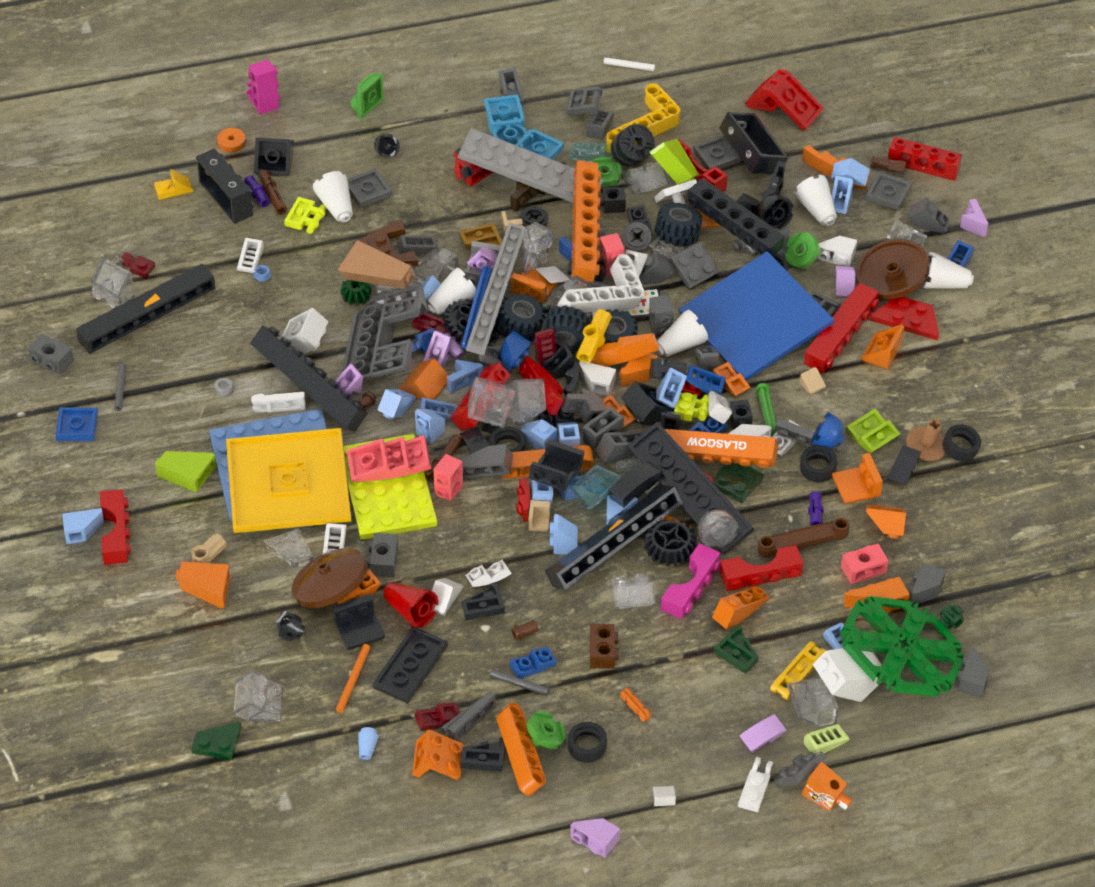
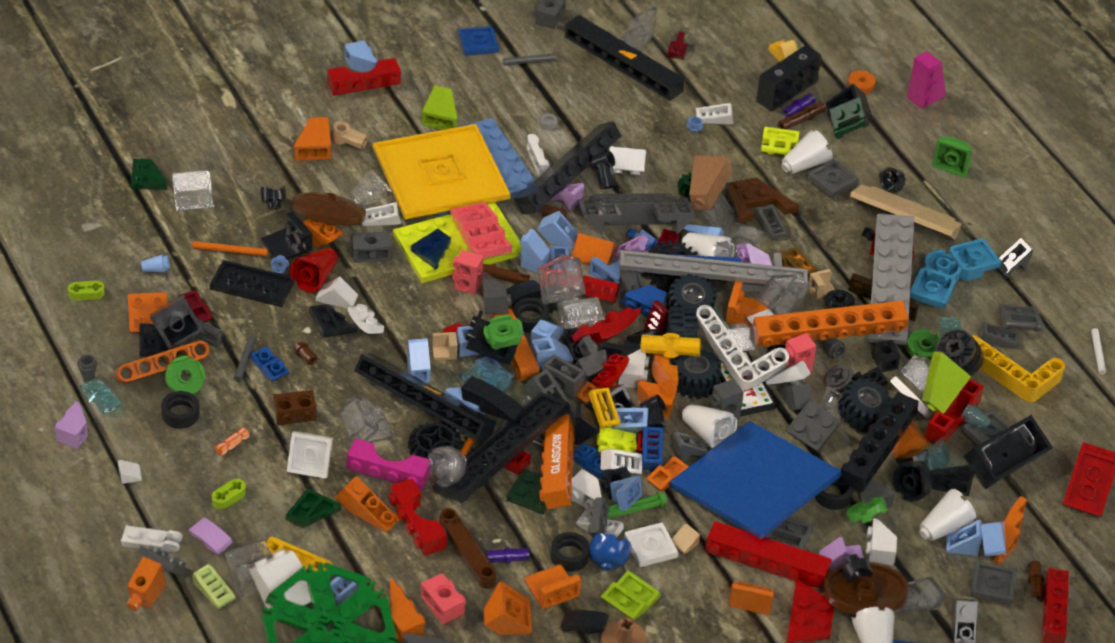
camera: 75 degrees right, 5 degrees down
(291, 150) = (848, 112): none -> dark green plate
(319, 348) = (603, 164): none -> black piece
(386, 811) = (86, 290): none -> lime beam
(392, 635) = (275, 264): none -> medium blue plate
(403, 502) = (432, 247): none -> wing
(429, 144) = (901, 206): none -> tan slope
(476, 723) = (176, 322): none -> black slope
(520, 812) = (87, 365): none -> dark grey cone
(552, 808) = (101, 394): none -> clear light blue slope
(570, 447) = (499, 339): none -> bright green plate
(606, 391) = (612, 371): none -> red slope
(663, 399) = (597, 401): none -> yellow tile
(675, 637) = (309, 454): none -> white tile
(703, 716) = (227, 492): none -> lime beam
(707, 154) = (976, 417): none -> clear light blue cone
(739, 188) = (939, 455): none -> clear light blue slope
(760, 405) = (626, 491): none -> medium blue slope
(815, 404) = (651, 544): none -> white plate
(873, 269) = (856, 568): none -> black piece

